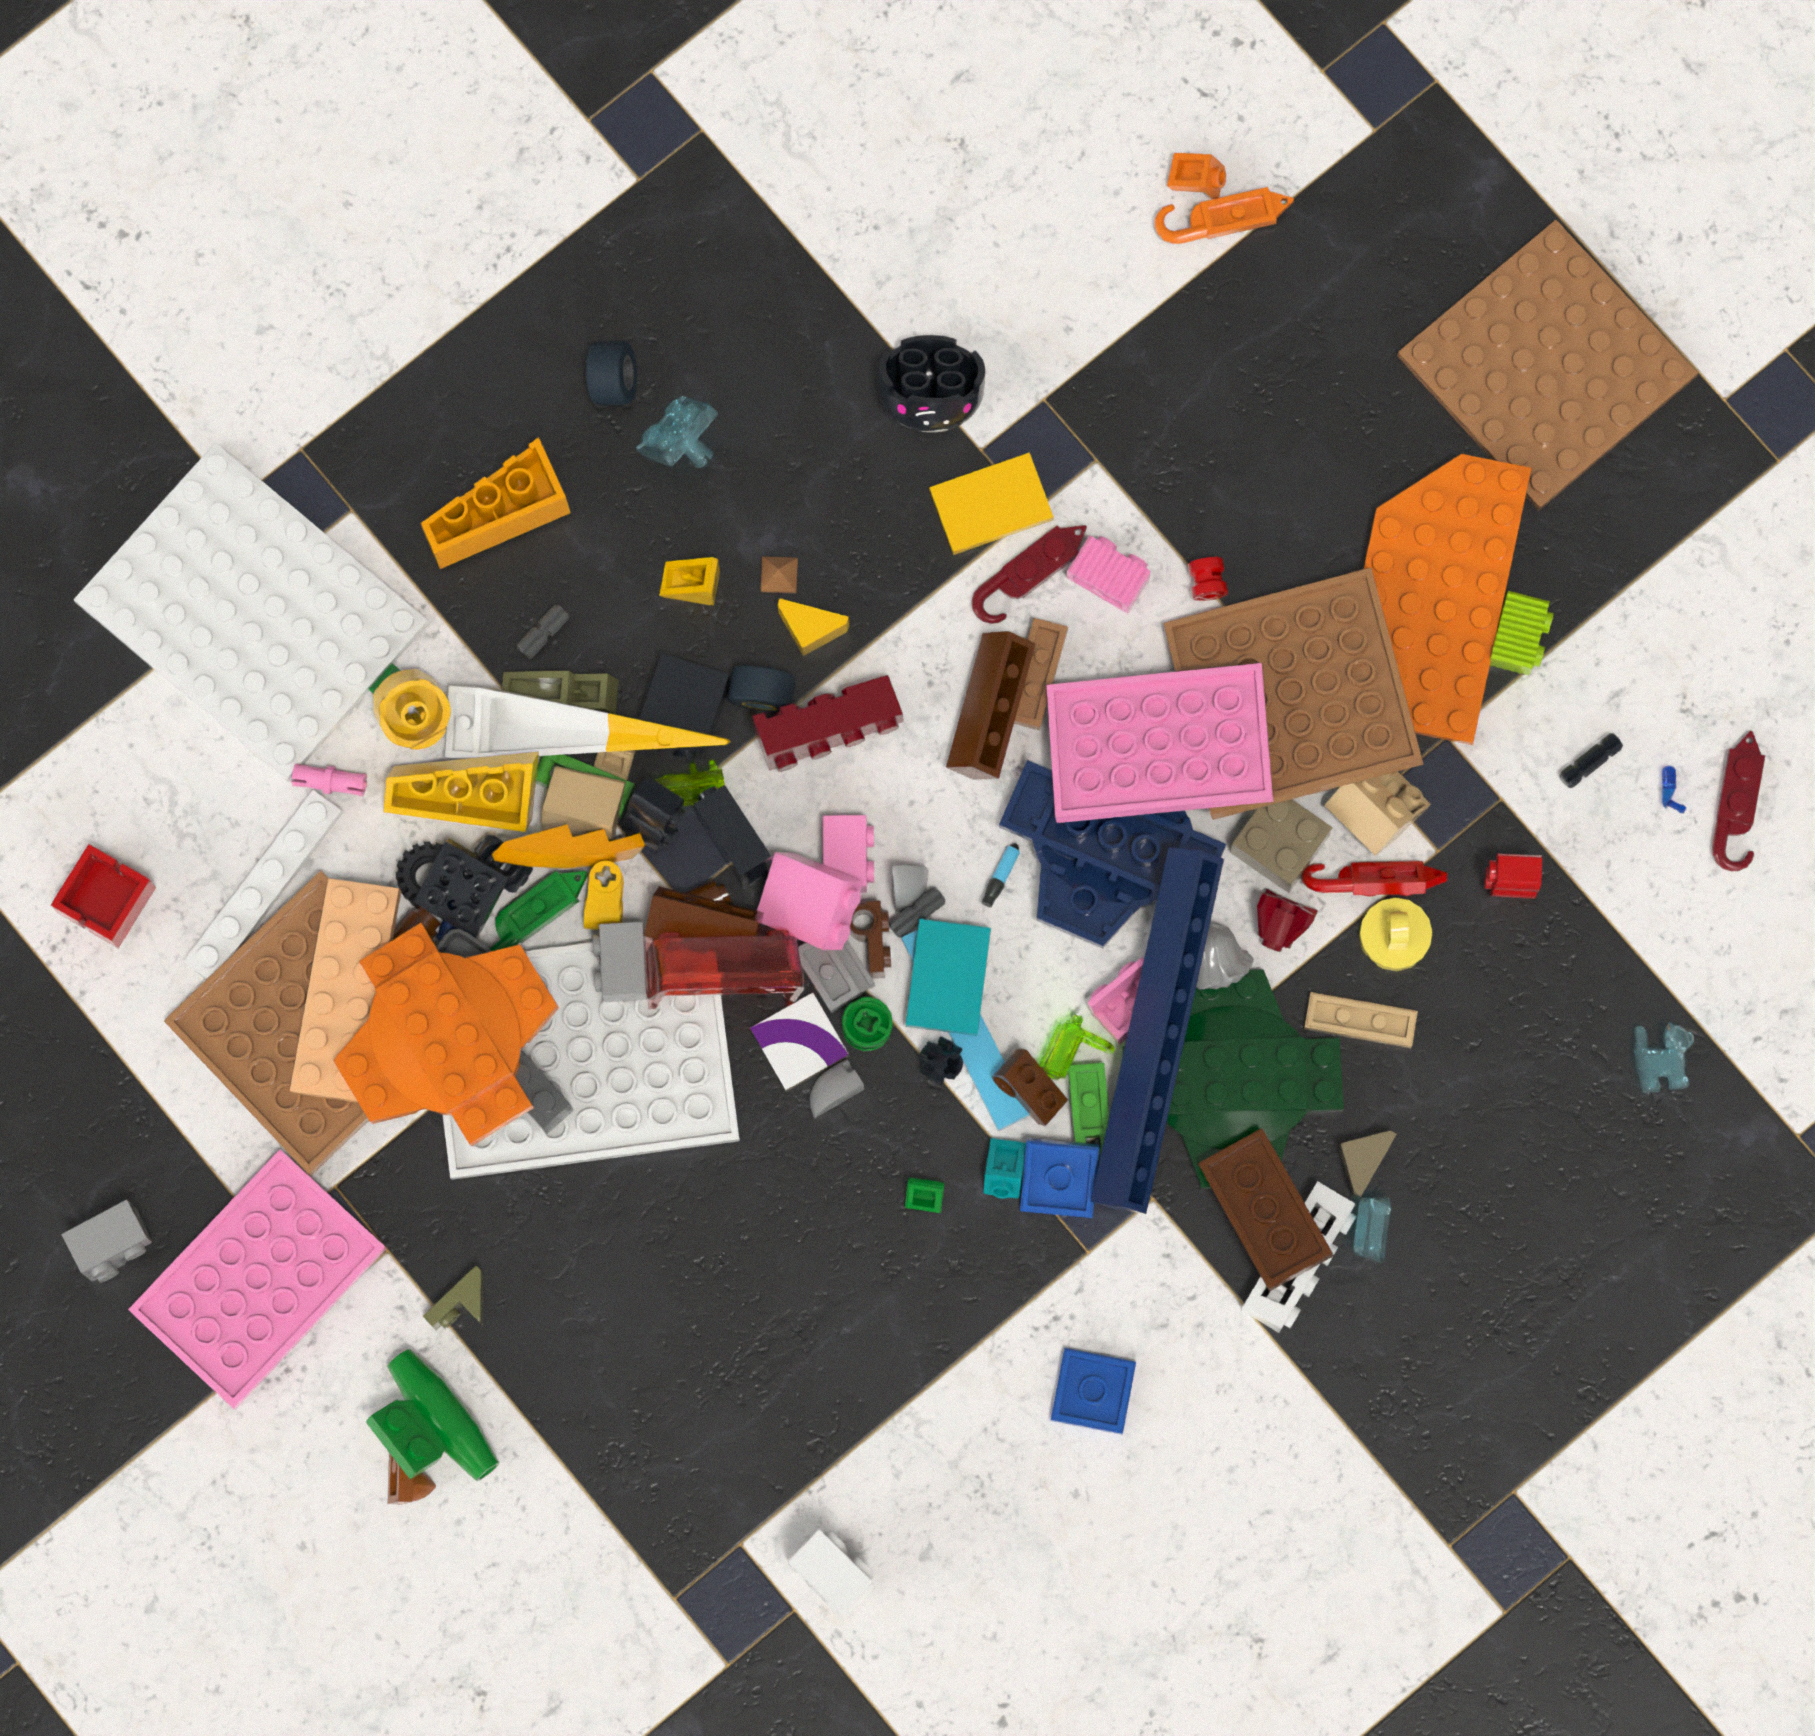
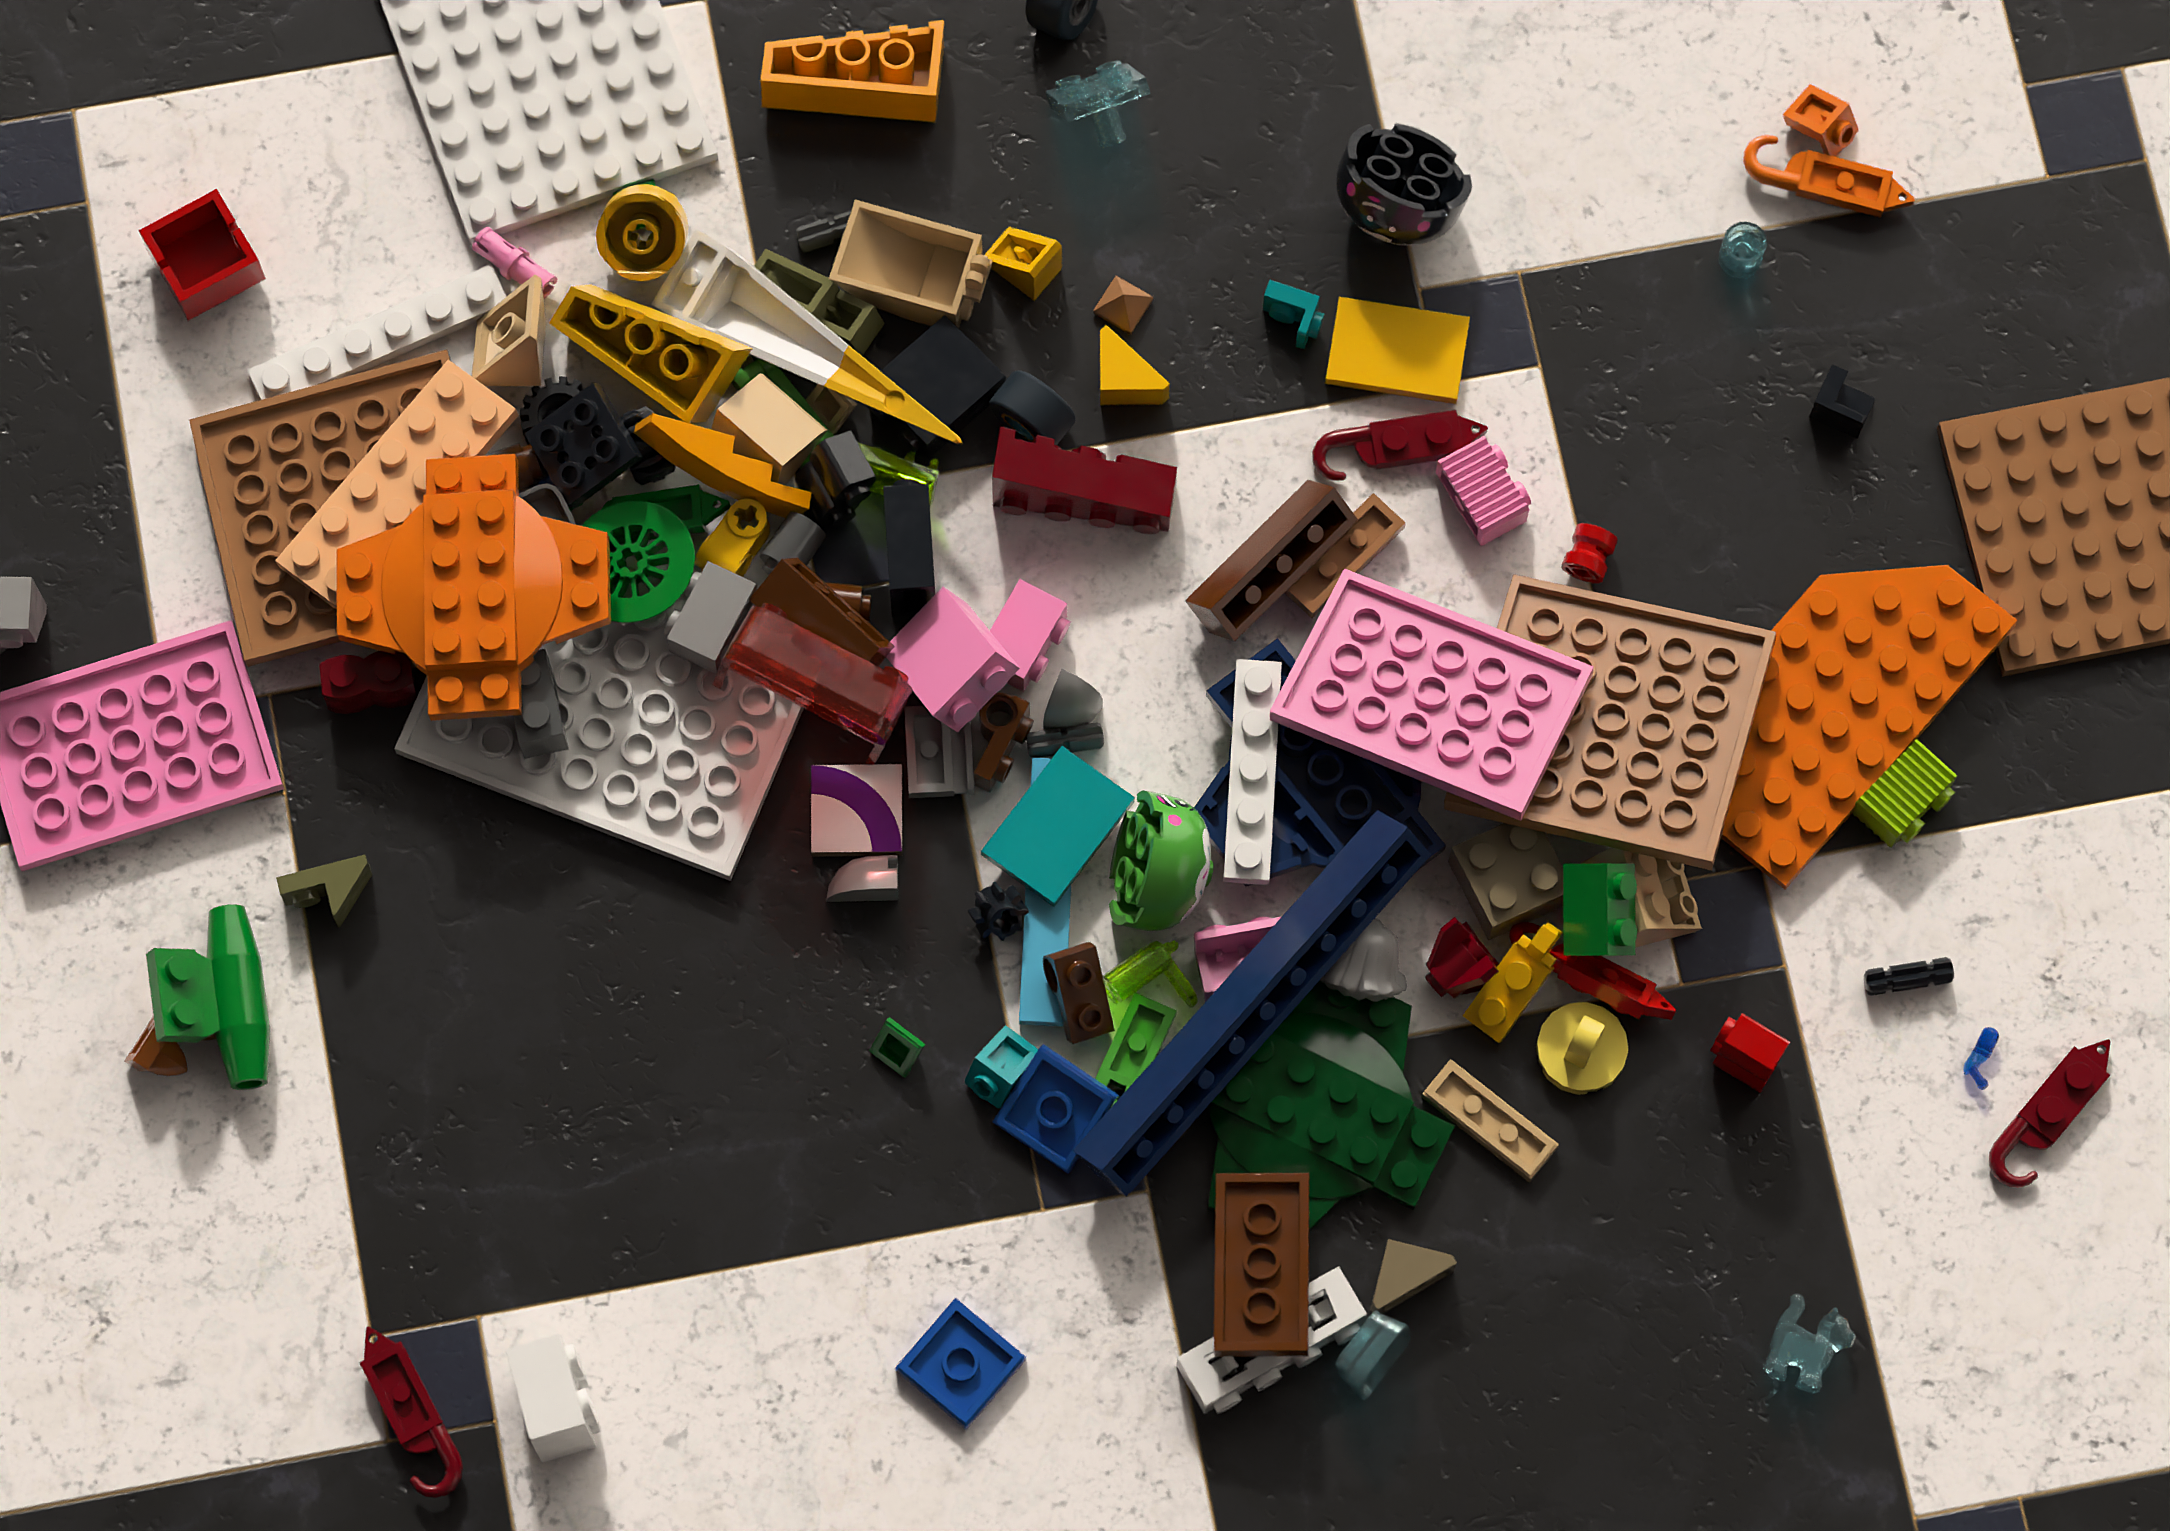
camera: 25 degrees right, 5 degrees down
(361, 838) = (512, 339): none -> tan slope
(395, 1145) = (358, 682): none -> dark red brick
(561, 917) = (670, 533): none -> green piece
(615, 629) = (910, 265): none -> tan piece
(645, 876) = (794, 538): none -> dark grey brick
(732, 1635) = (410, 1409): none -> dark red plate
(867, 1024) = (941, 829): green wheel -> none
(898, 512) = (1292, 304): none -> teal bracket
(997, 882) = (1171, 755): piece -> none
(1035, 966) = (1159, 863): none -> bright green cylinder
(1064, 866) = (1252, 773): none -> white plate
(1197, 294) = (1746, 240): none -> clear light blue wheel
(1323, 375) = (1841, 404): none -> black panel
(1329, 908) = (1515, 985): none -> yellow hinge
(1359, 832) = (1599, 909): none -> green brick

